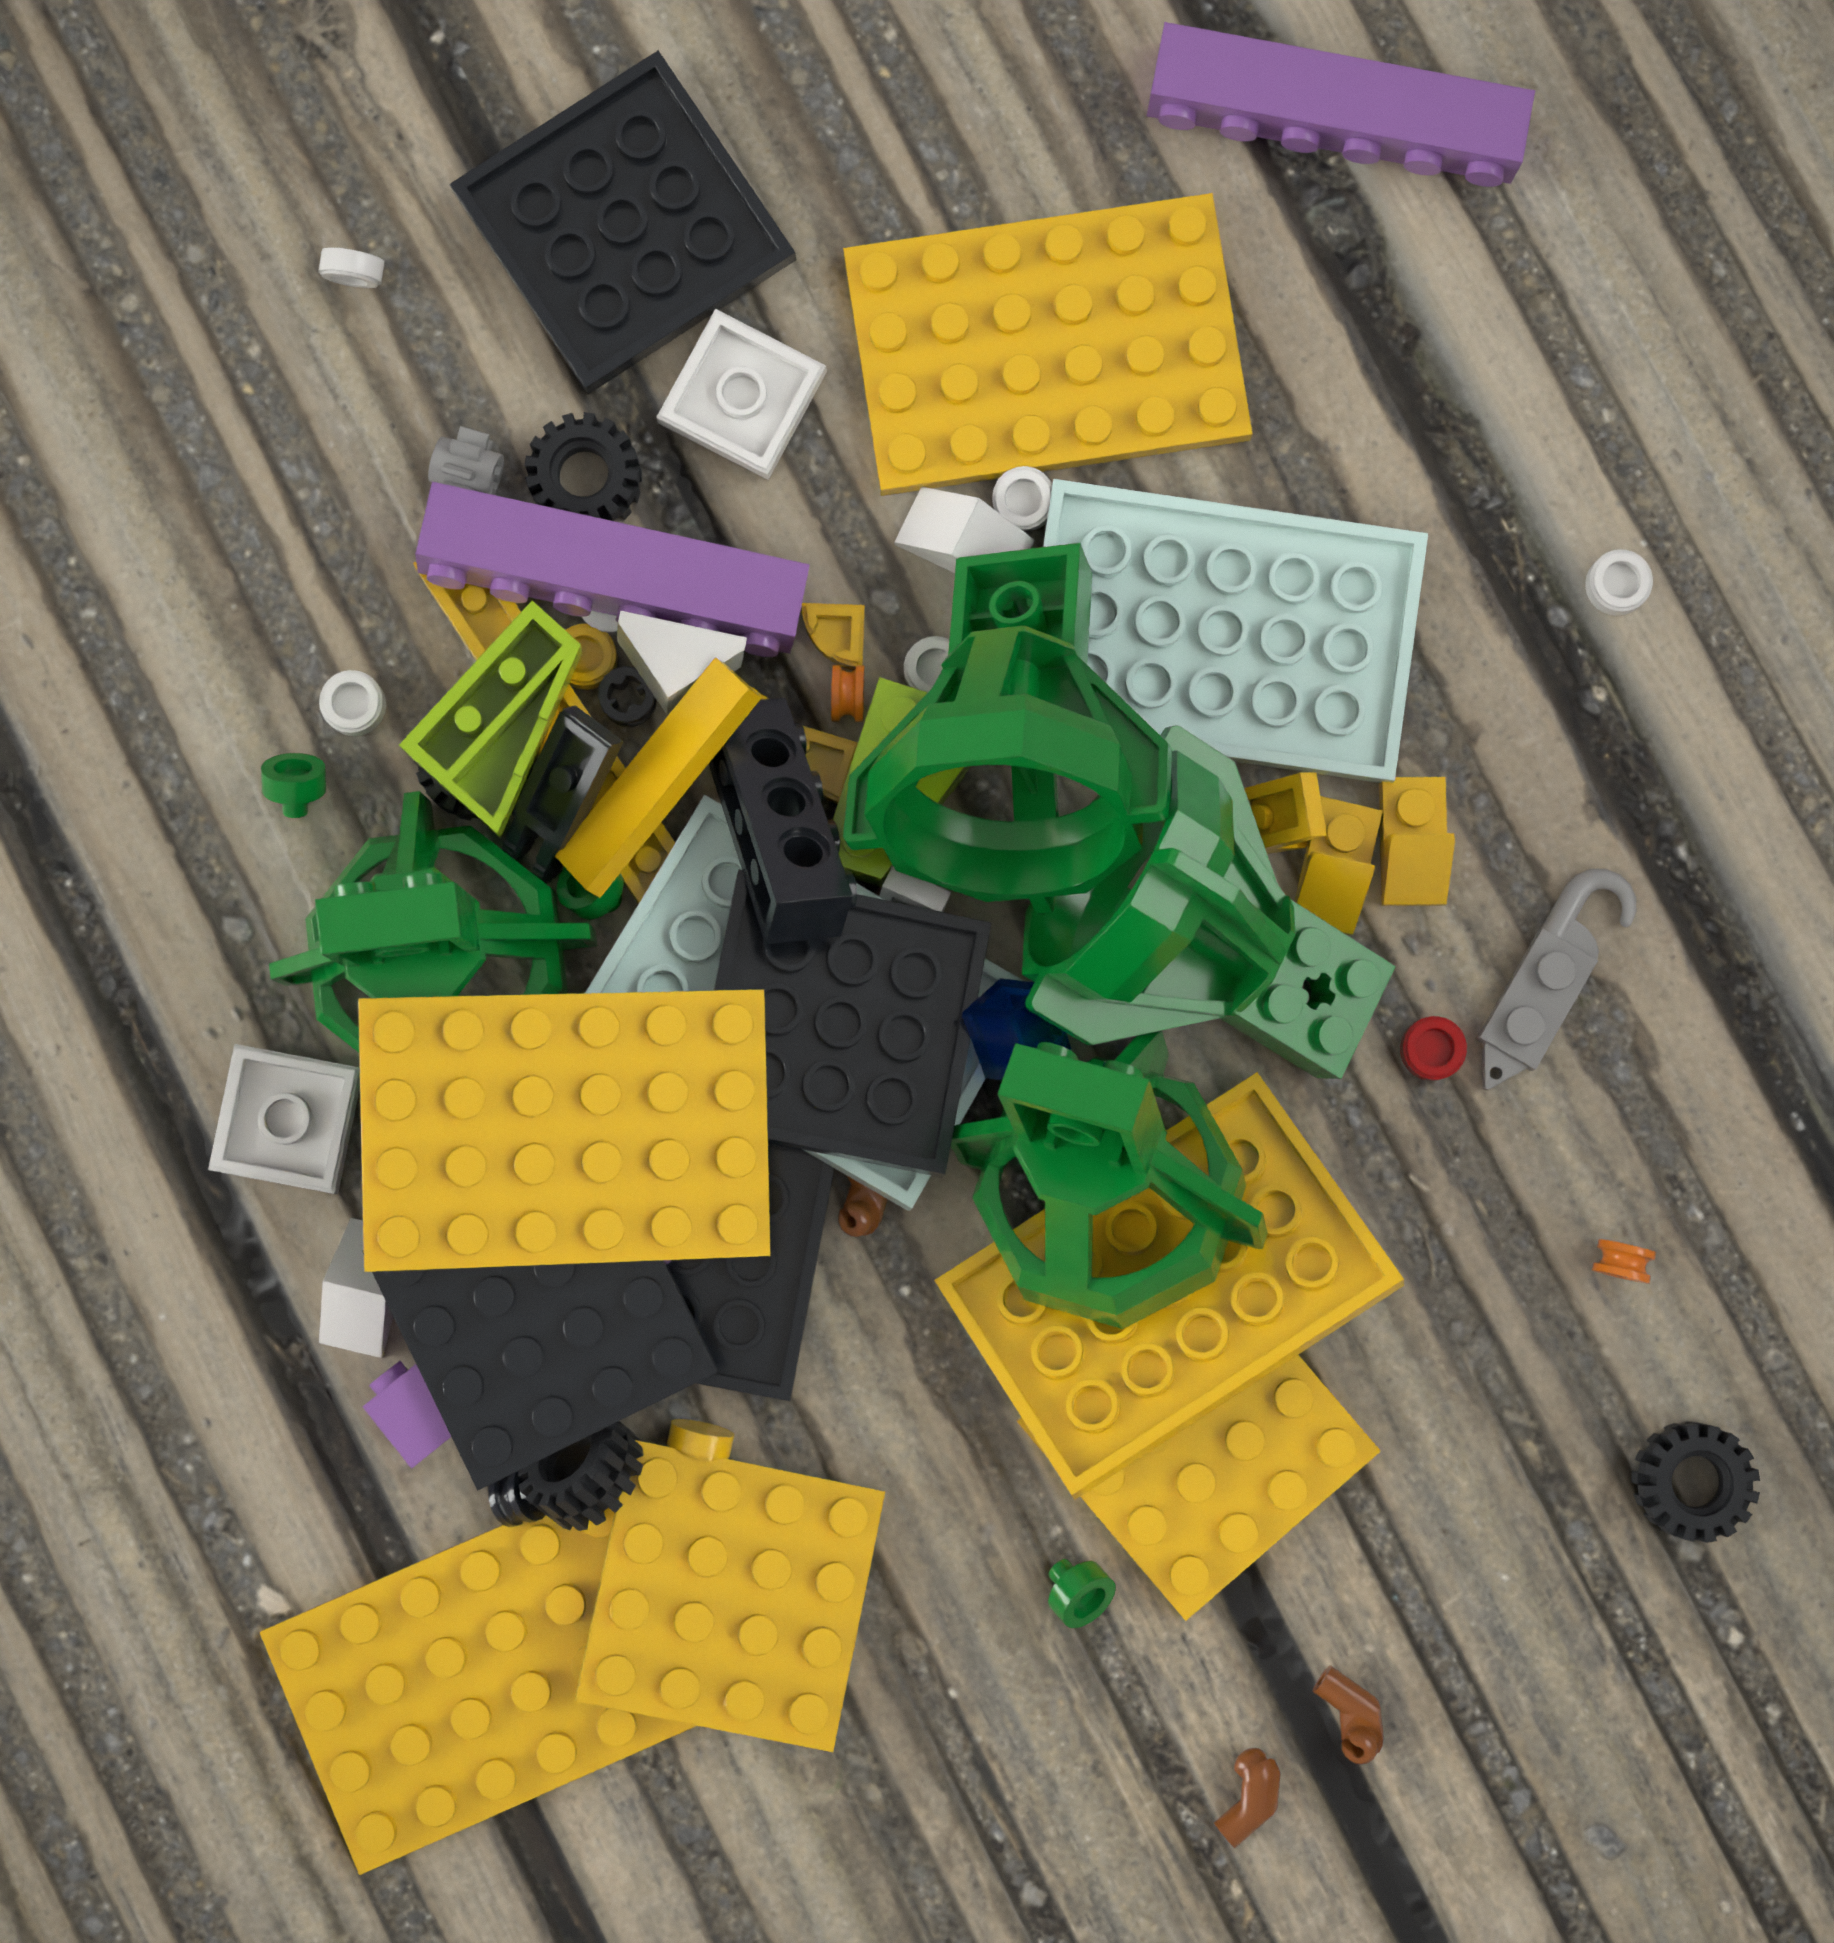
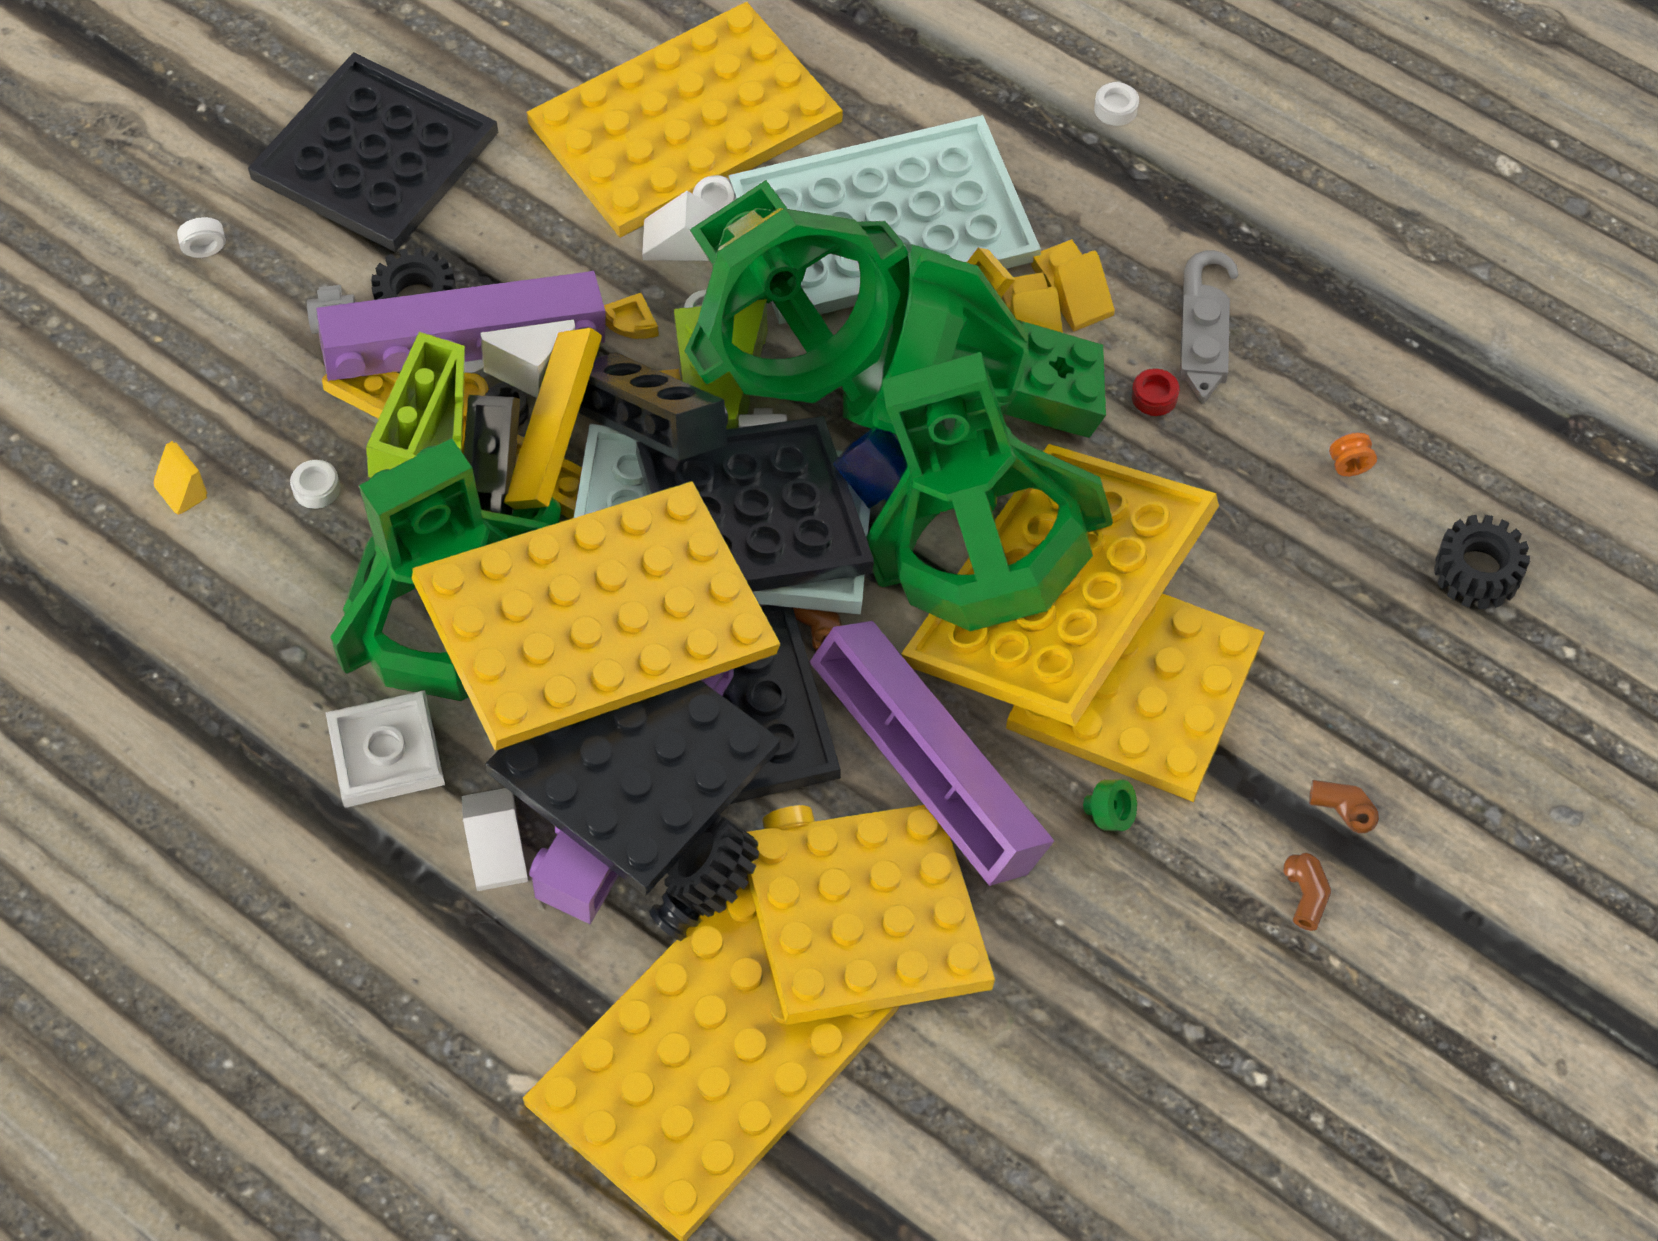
camera: 25 degrees left, 25 degrees down
(191, 627) = (179, 480): none -> yellow slope
(293, 781) = (296, 541): green tile -> none
(741, 394) = (499, 211): white plate -> none
(847, 693) = (656, 342): orange bush -> none
(902, 1433) = (931, 752): none -> medium lavender brick

